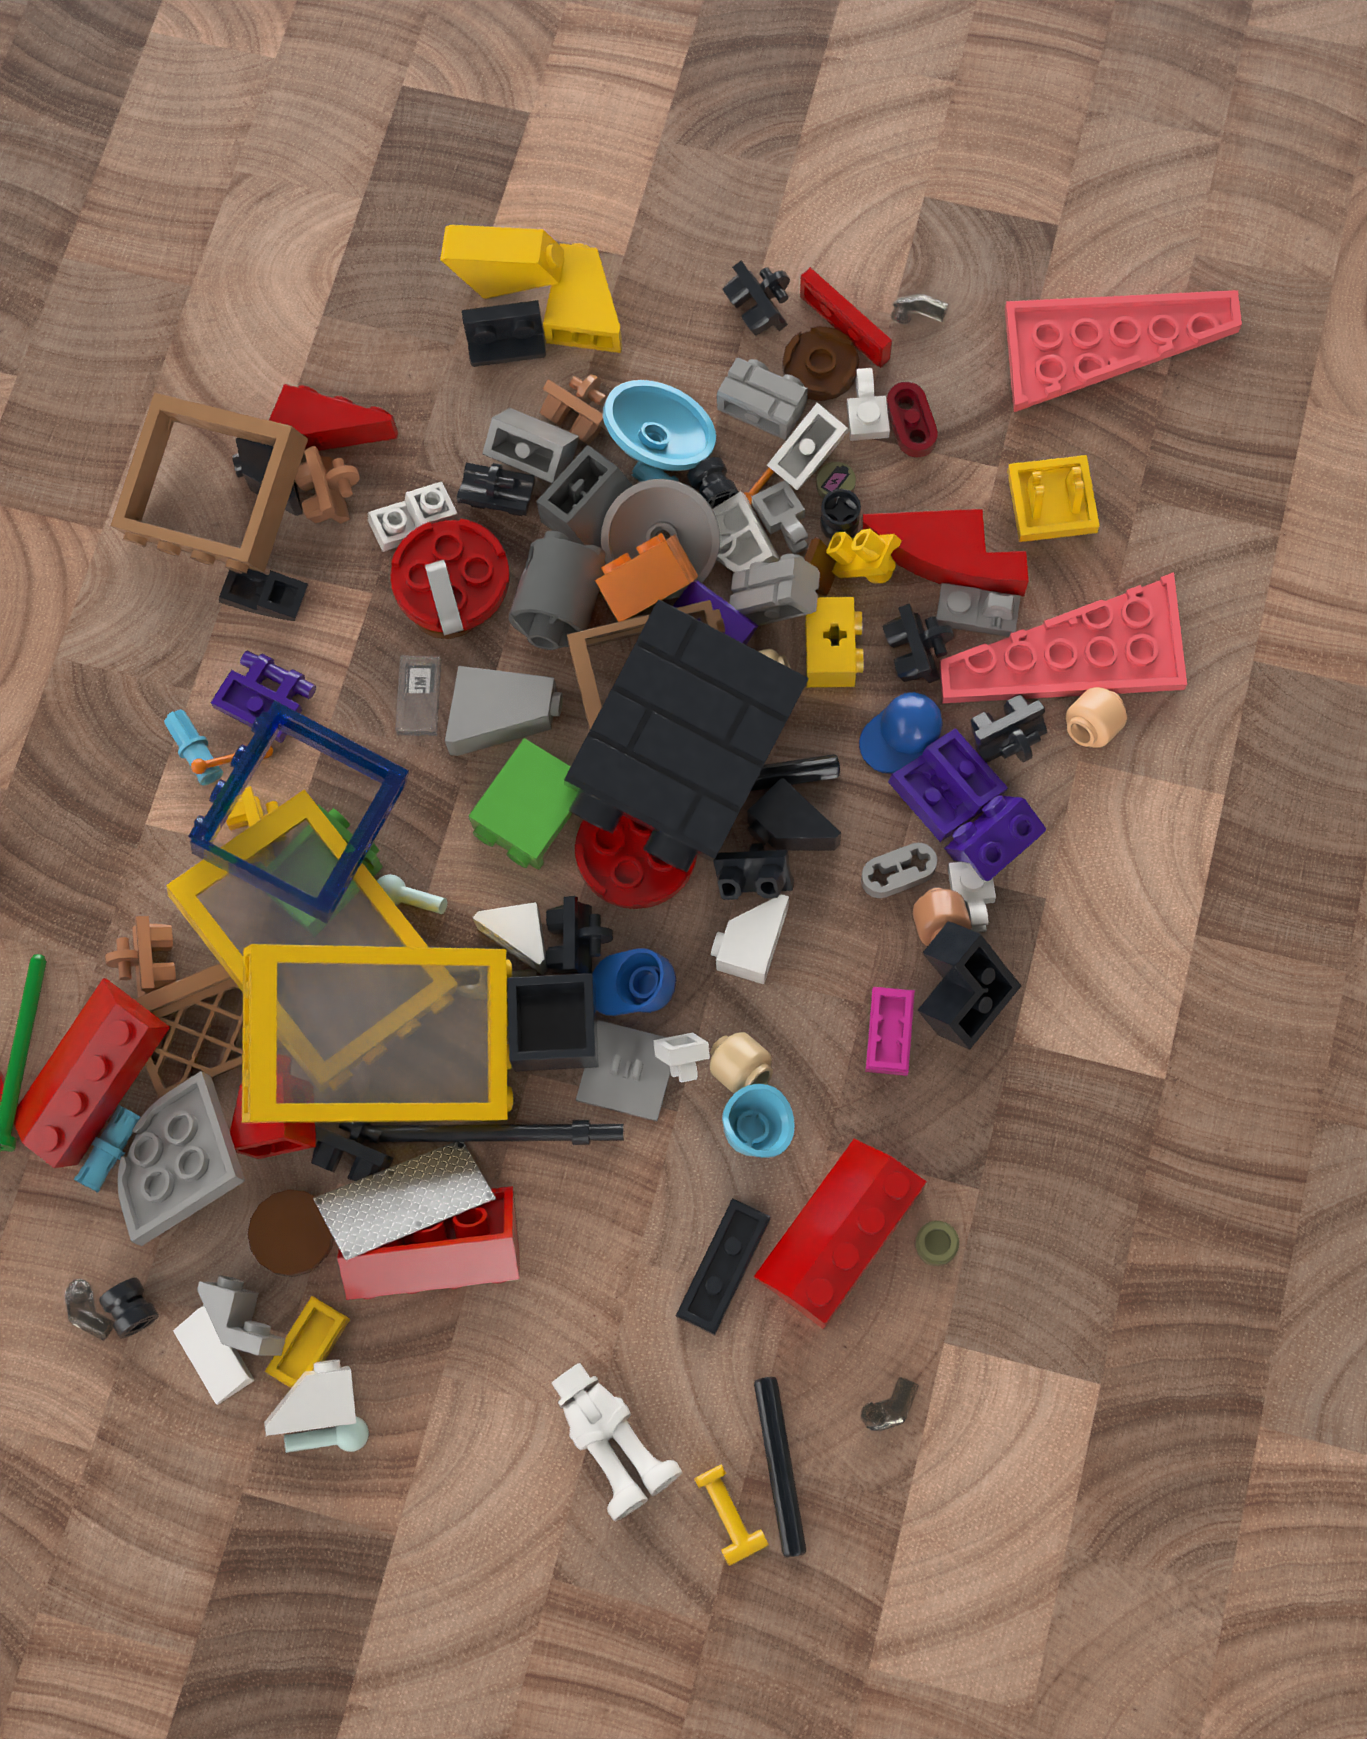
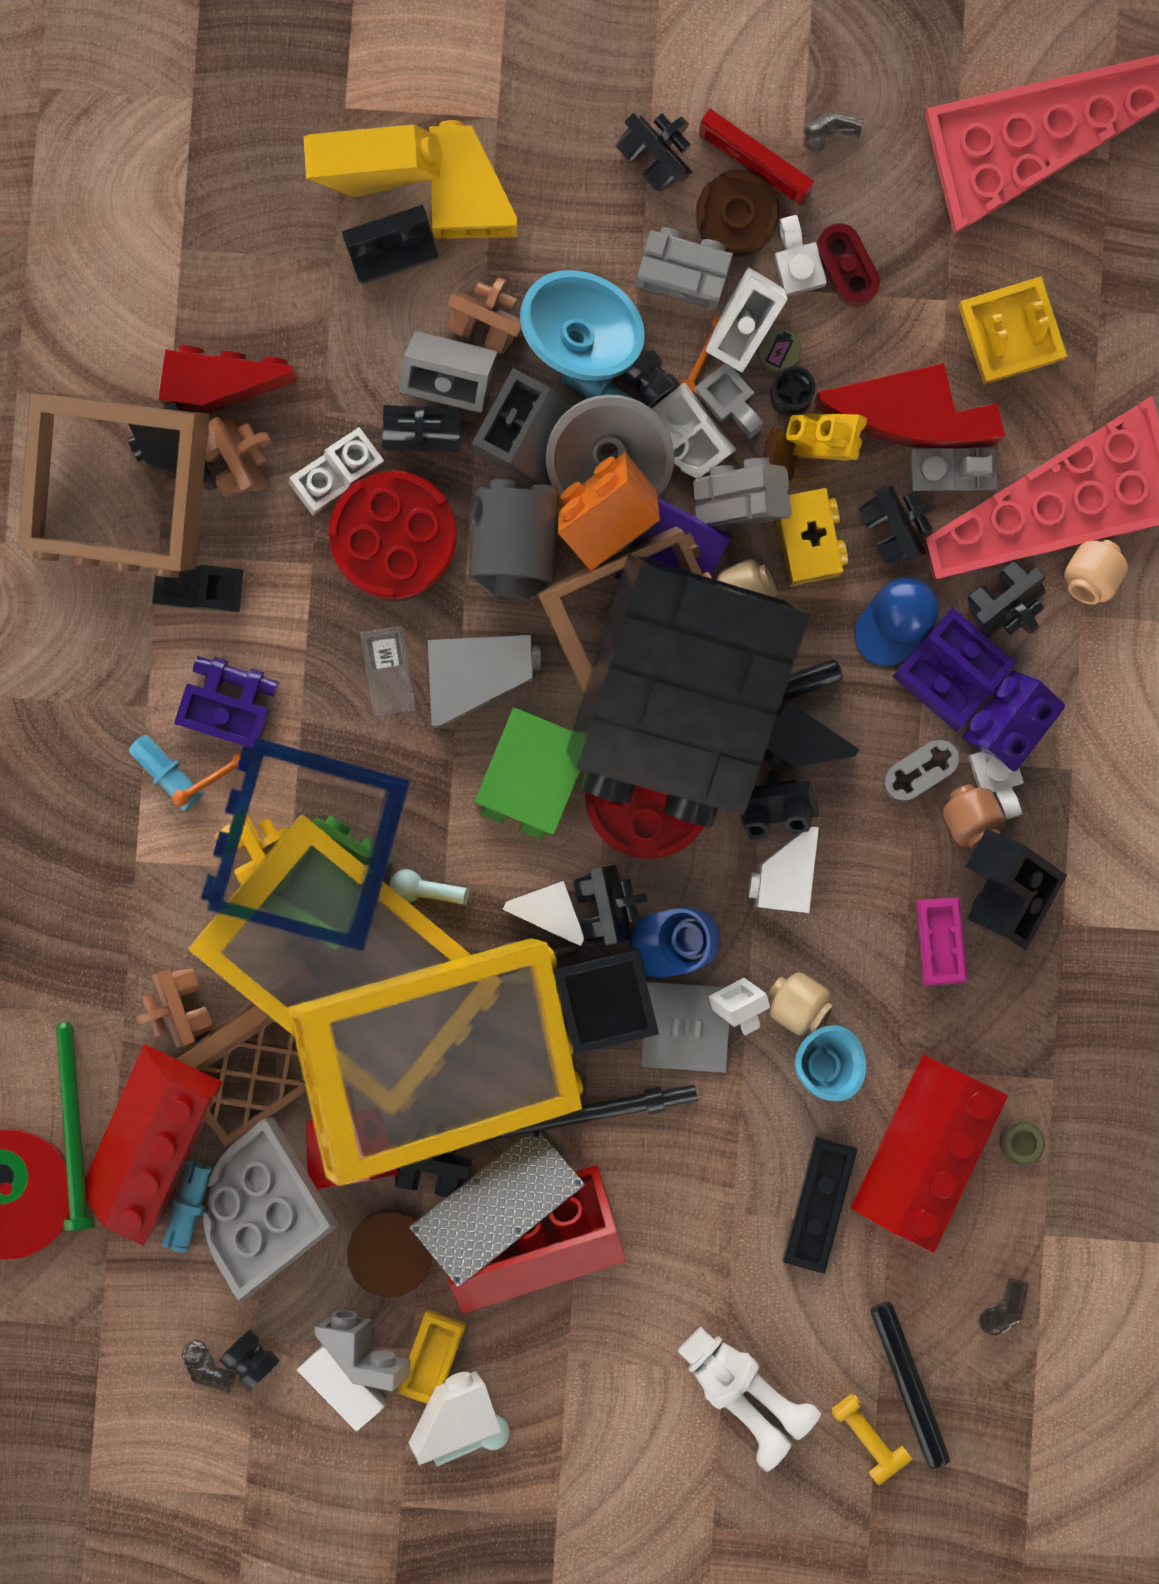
camera: 15 degrees left, 15 degrees up
(444, 597) = (396, 569): light grey beam -> none

